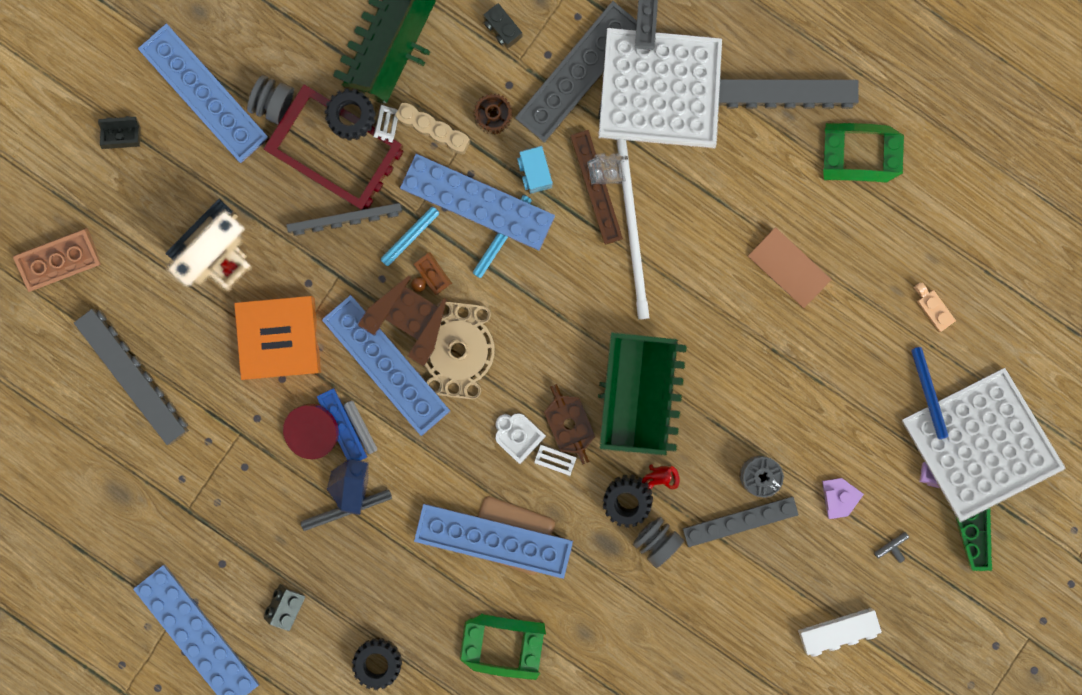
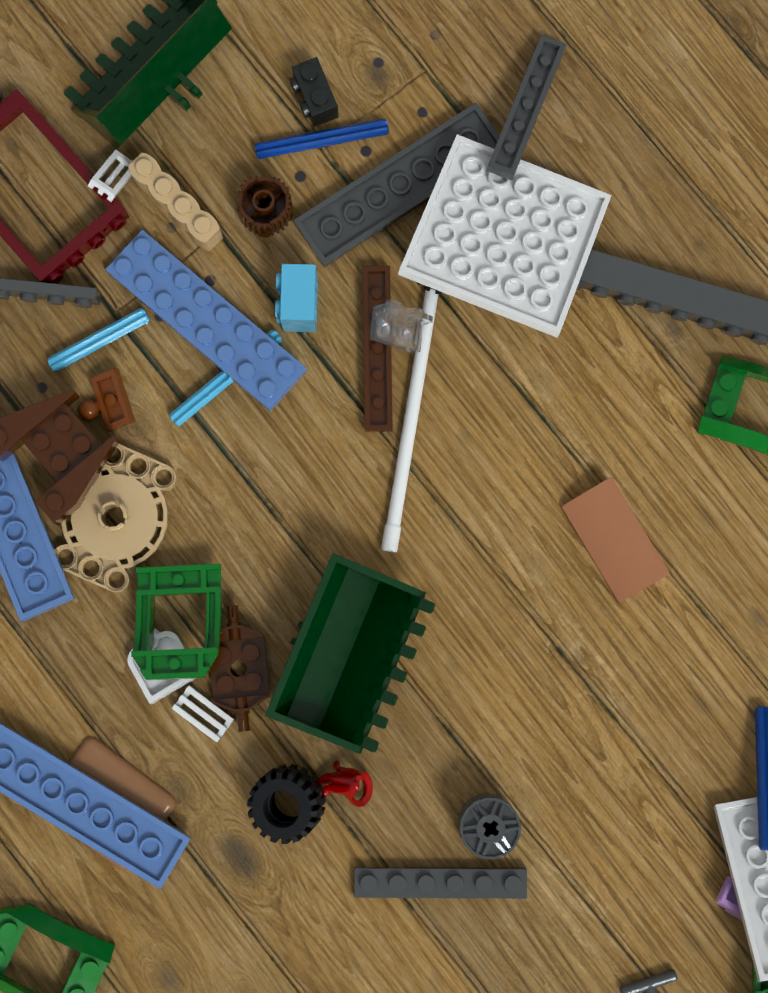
camera: 15 degrees right, 5 degrees down
(343, 99) = (51, 127): black tyre -> none
(512, 380) = (176, 581): none -> green wedge
(516, 55) = (321, 138): none -> blue axle
(658, 542) = (311, 877): dark grey wheel -> none
(840, 497) = (593, 891): lavender plate -> none

